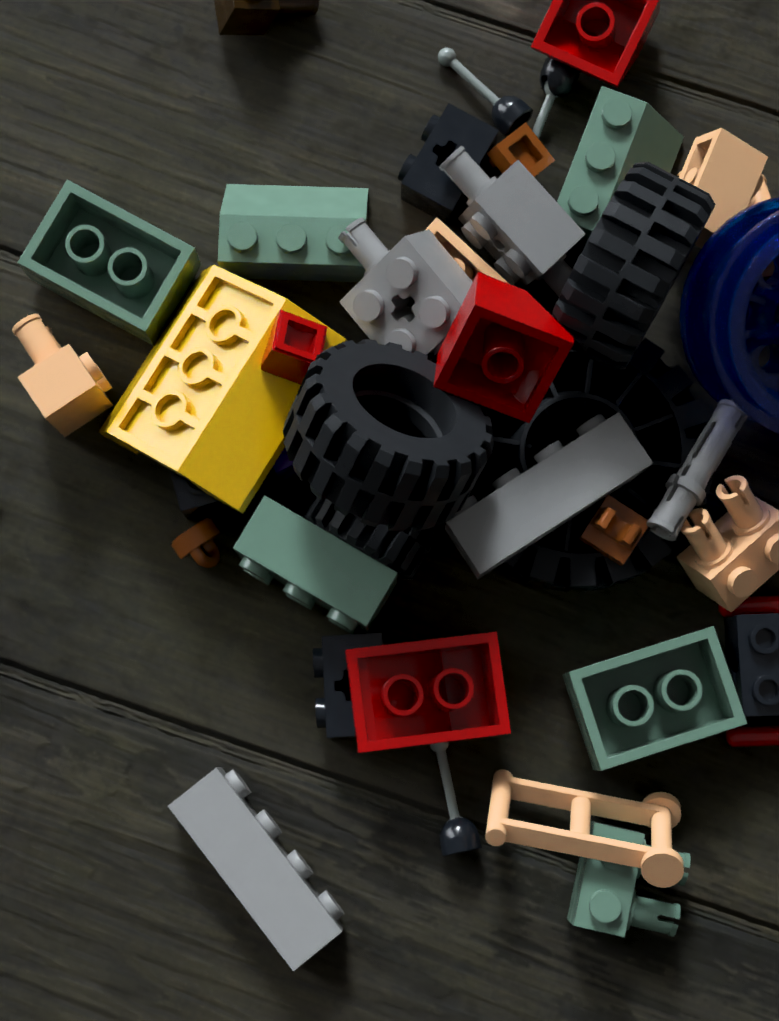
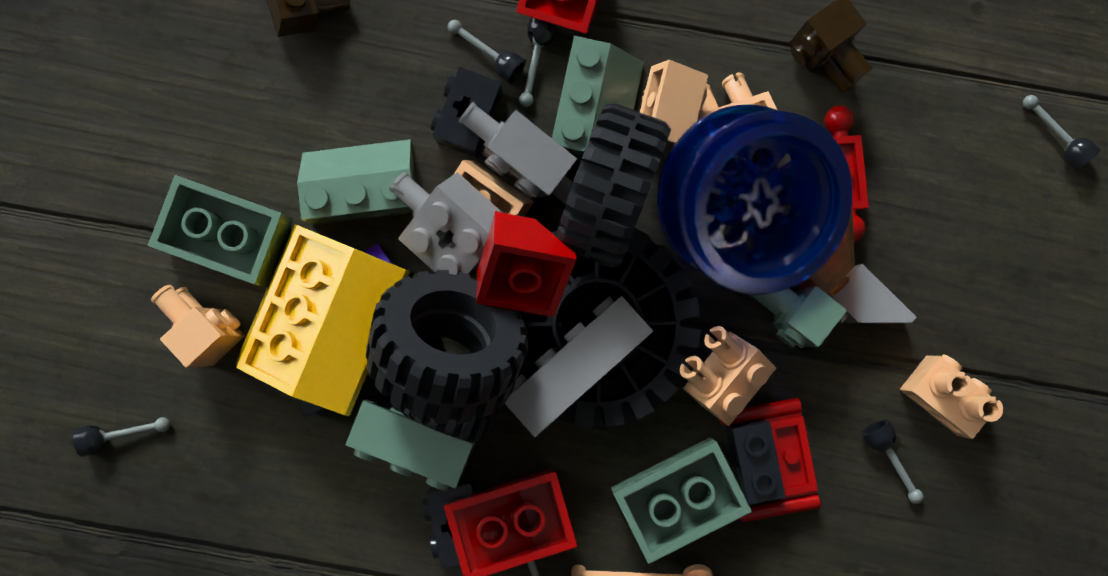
camera: 10 degrees left, 5 degrees up
(196, 537) = (326, 426): dark orange tile -> none
(292, 346) = (365, 284): red slope -> none
(521, 146) = (521, 96): dark orange tile -> none
(614, 530) = (632, 381): dark orange tile -> none
(688, 486) = (682, 340): light grey pin -> none

